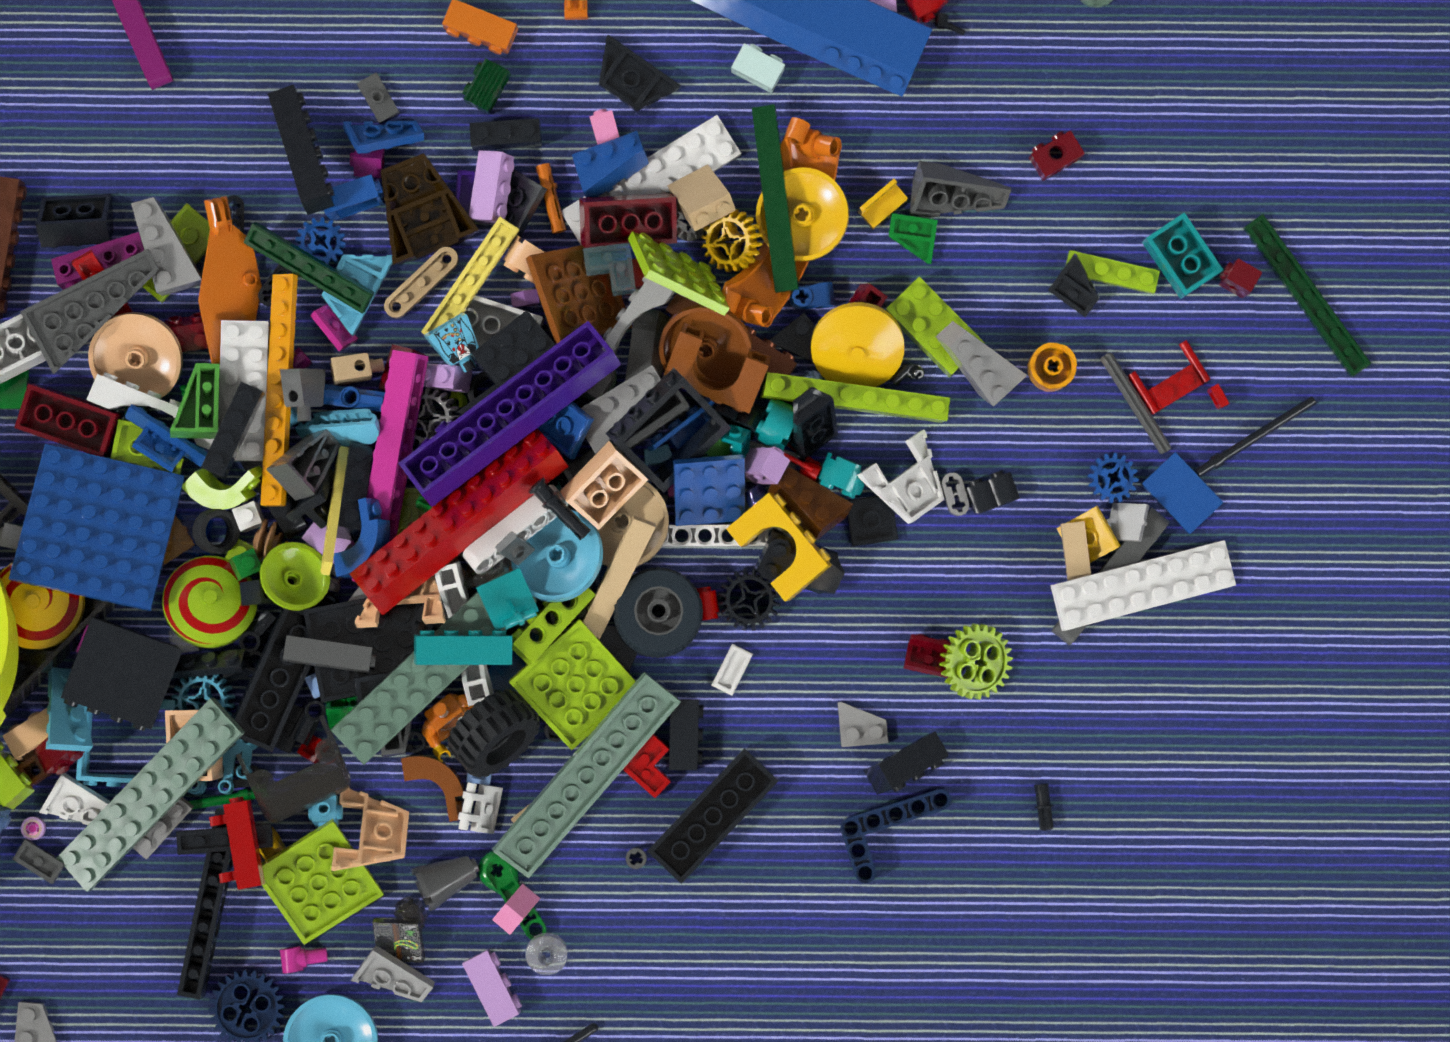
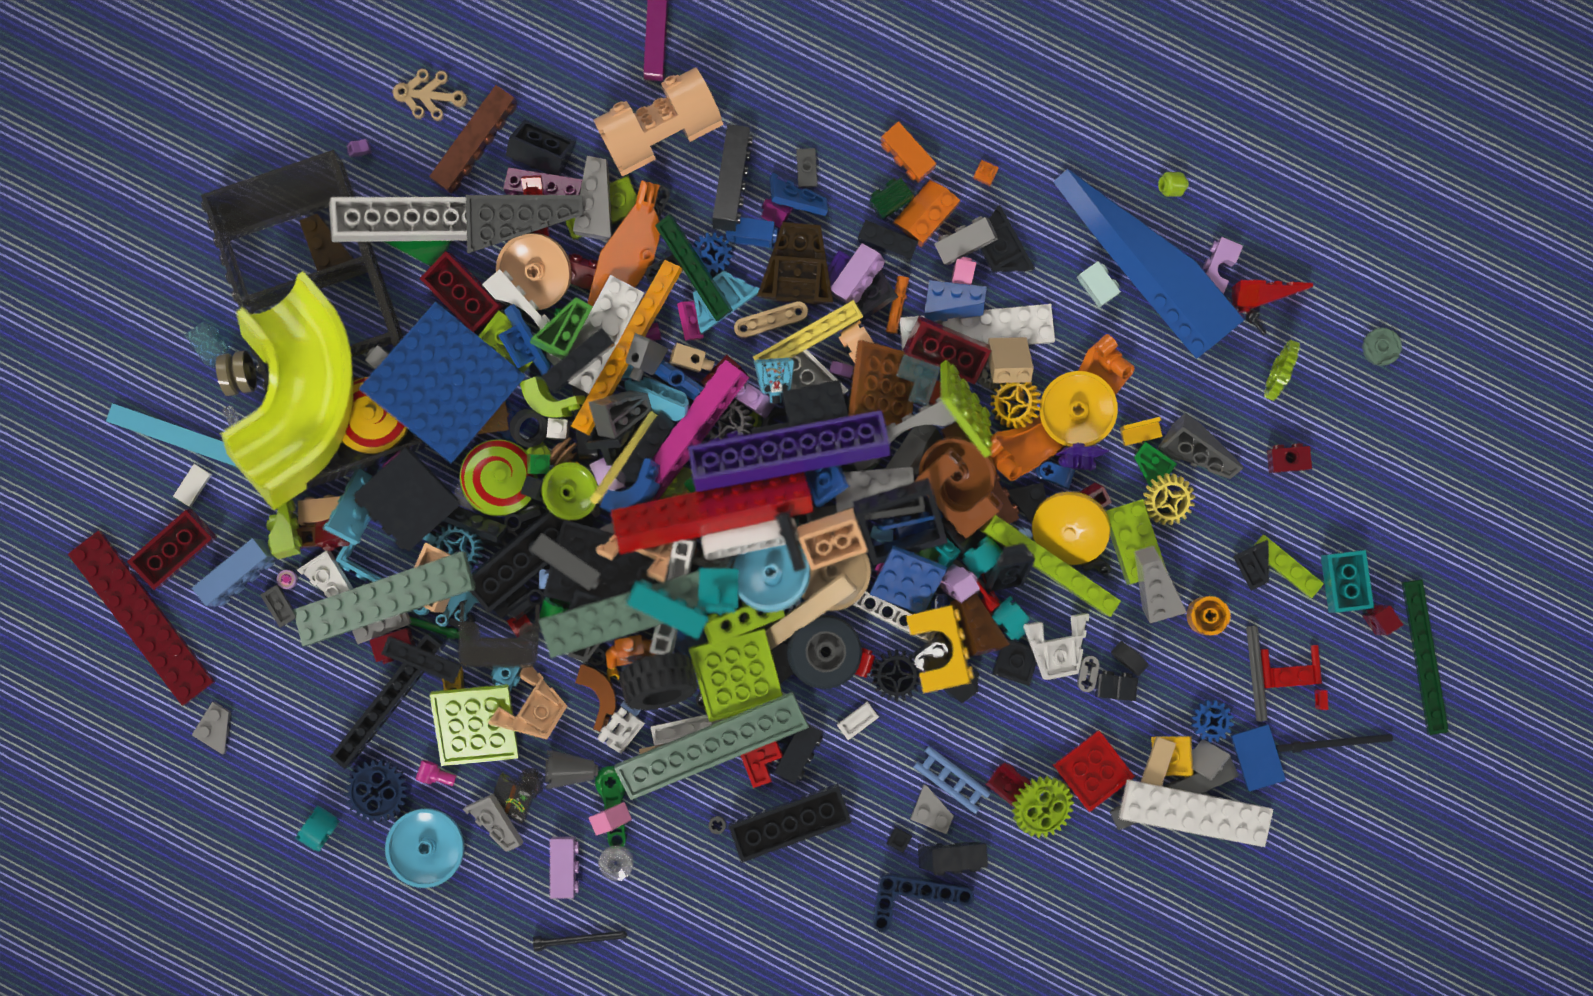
camera: 30 degrees right, 0 degrees up
(169, 845) = (378, 643): none -> dark red brick
(212, 97) = (686, 107): none -> light nougat cylinder
(243, 844) = (433, 670): red brick -> none
(514, 548) = (742, 553): dark grey plate -> none
(533, 82) = (927, 212): none -> orange slope
(533, 783) = (674, 730): none -> white plate
(590, 91) = (966, 240): none -> light grey brick
(775, 198) = (1064, 388): dark green tile -> none
(829, 263) = (1080, 456): none -> dark purple hinge
(840, 775) = (899, 839): none -> black tile
(857, 669) = (950, 767): none -> medium blue bar
(954, 255) = (1183, 494): none -> light yellow gear
(990, 455) = (1129, 658): none -> black tyre
(999, 63) = (1281, 370): none -> lime gear
(1012, 595) = (1093, 771): none -> red plate
(1044, 806) = (1039, 940): black axle -> none

